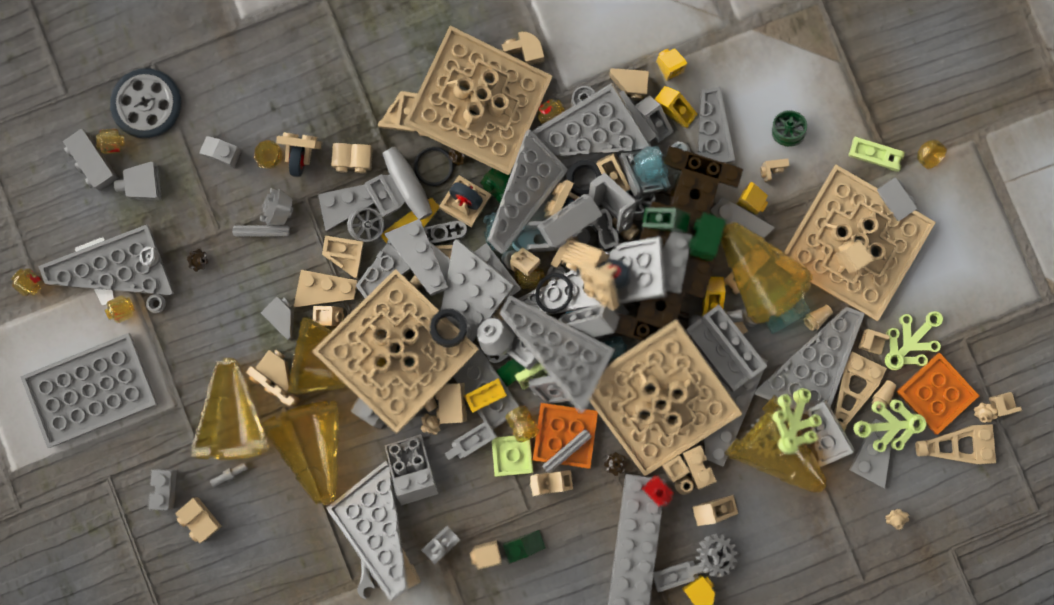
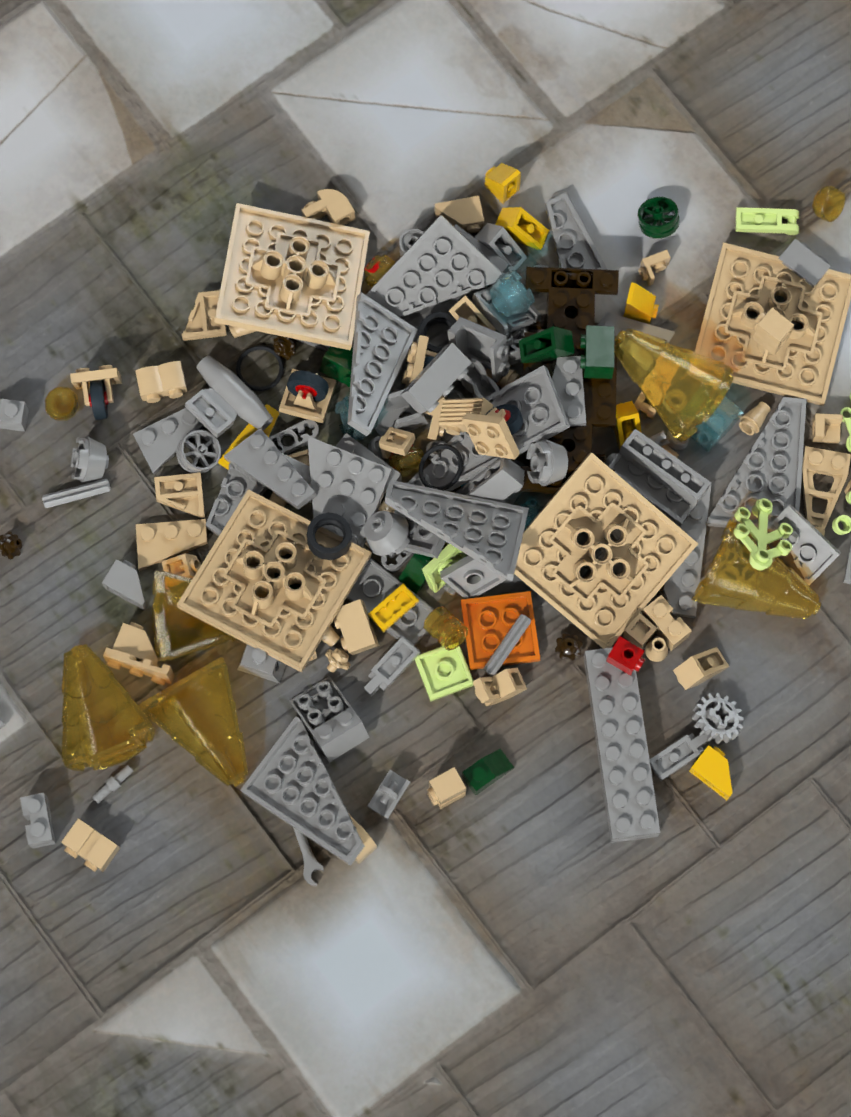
camera: 15 degrees left, 10 degrees down
(639, 319) = (548, 462): none -> light grey cone

